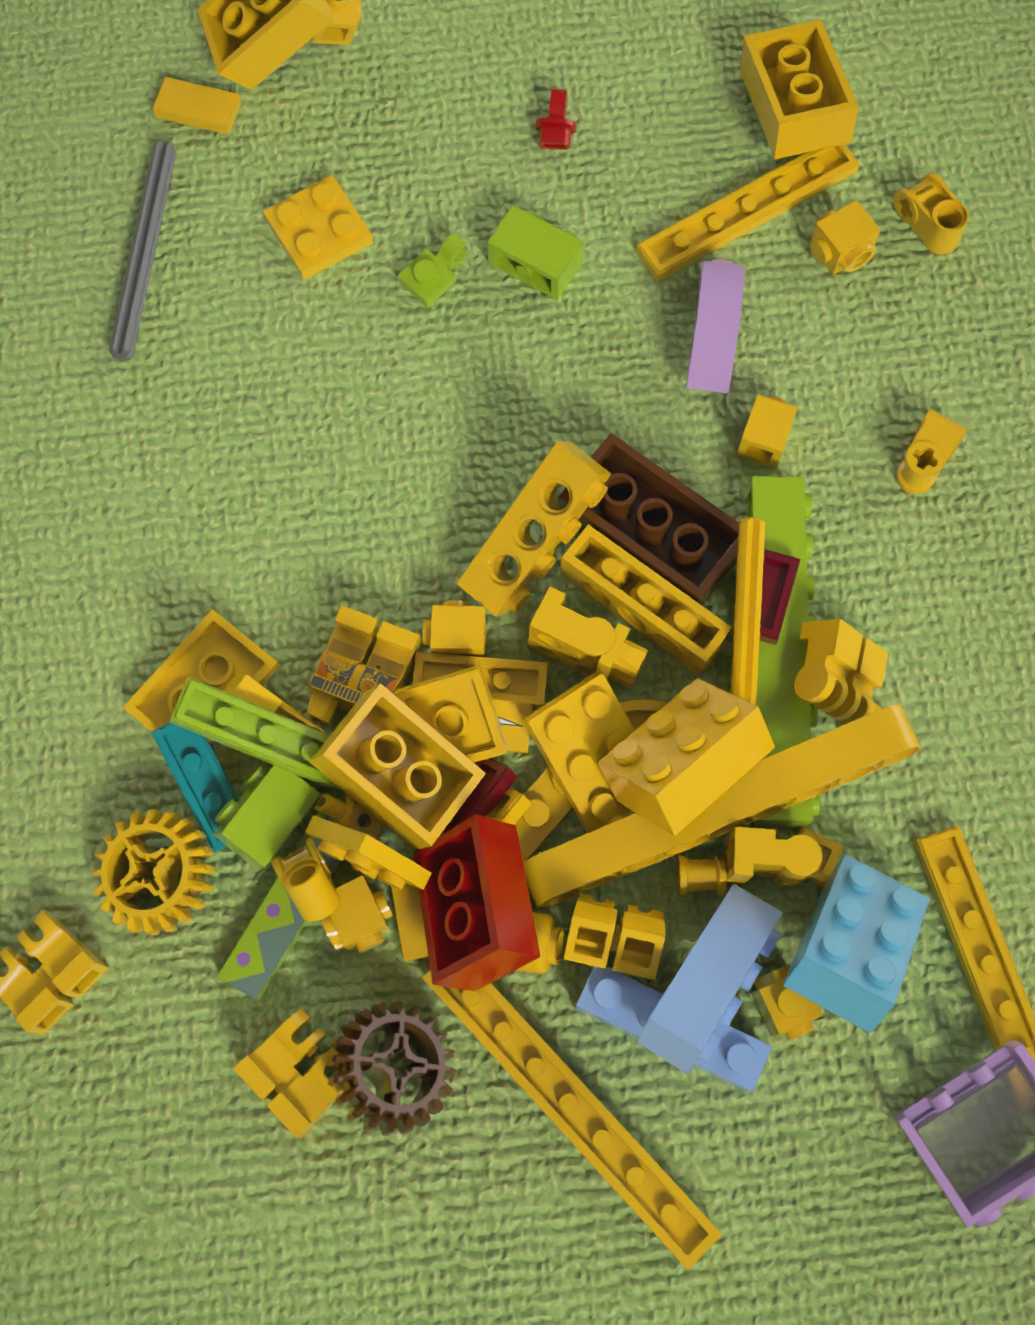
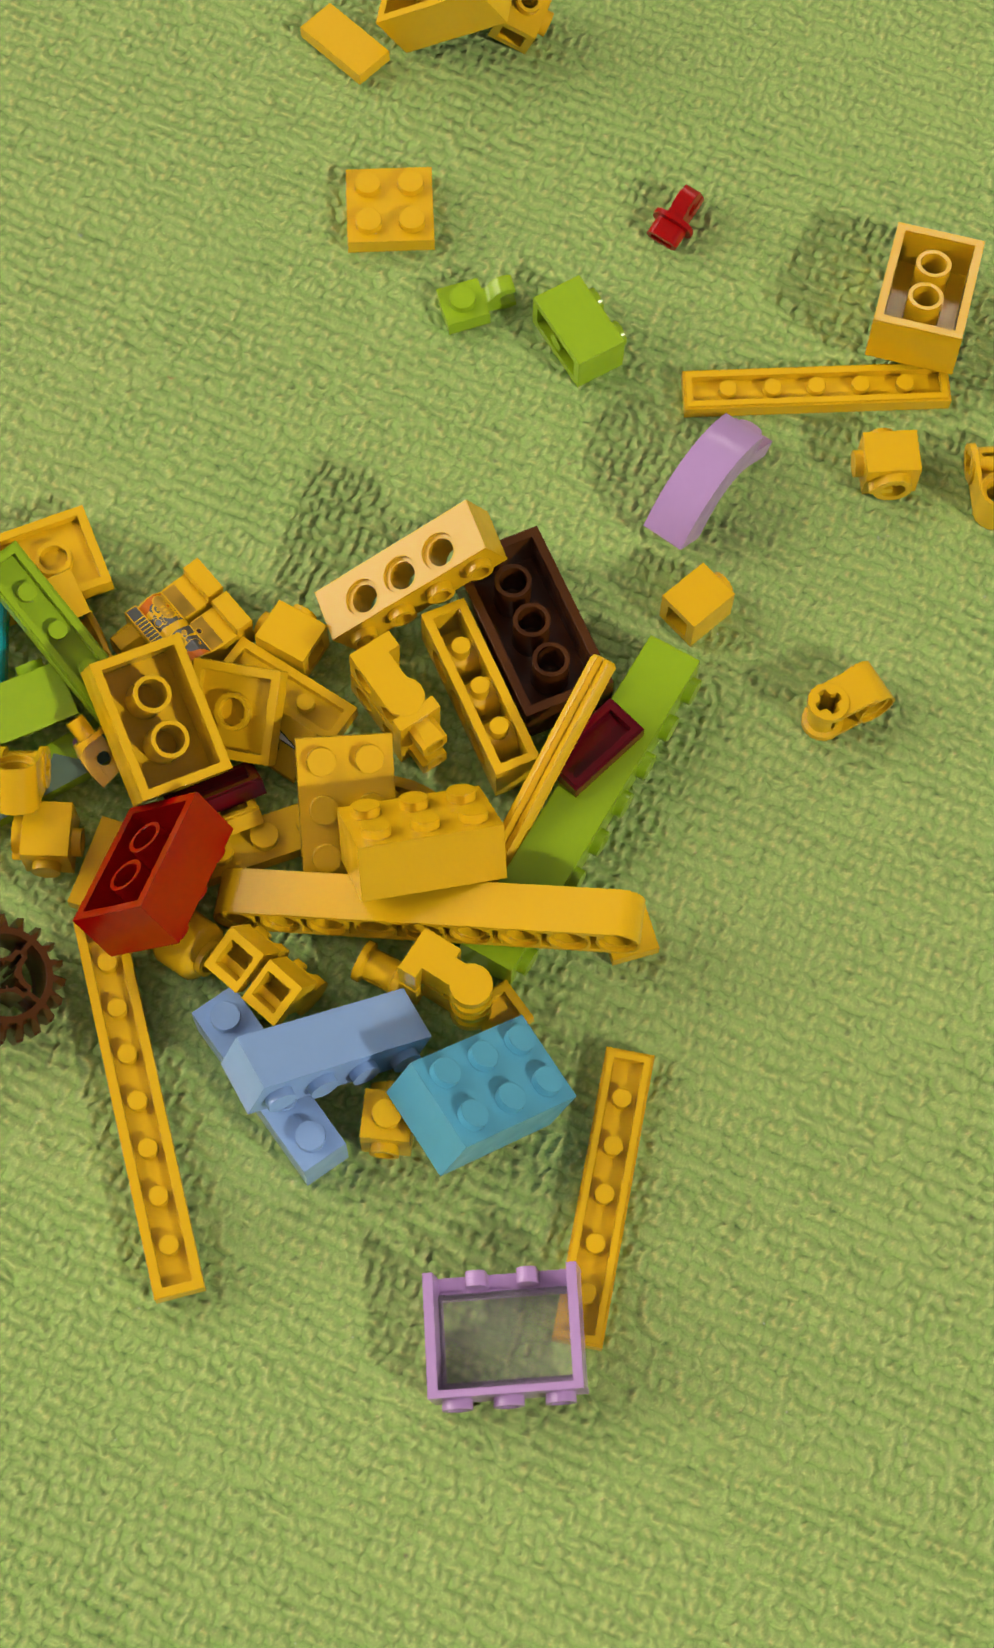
camera: 25 degrees right, 5 degrees down
(142, 251) = (214, 153): dark grey axle -> none
(367, 854) = (86, 785): yellow plate -> none
(840, 670) = (621, 846): yellow legs -> none

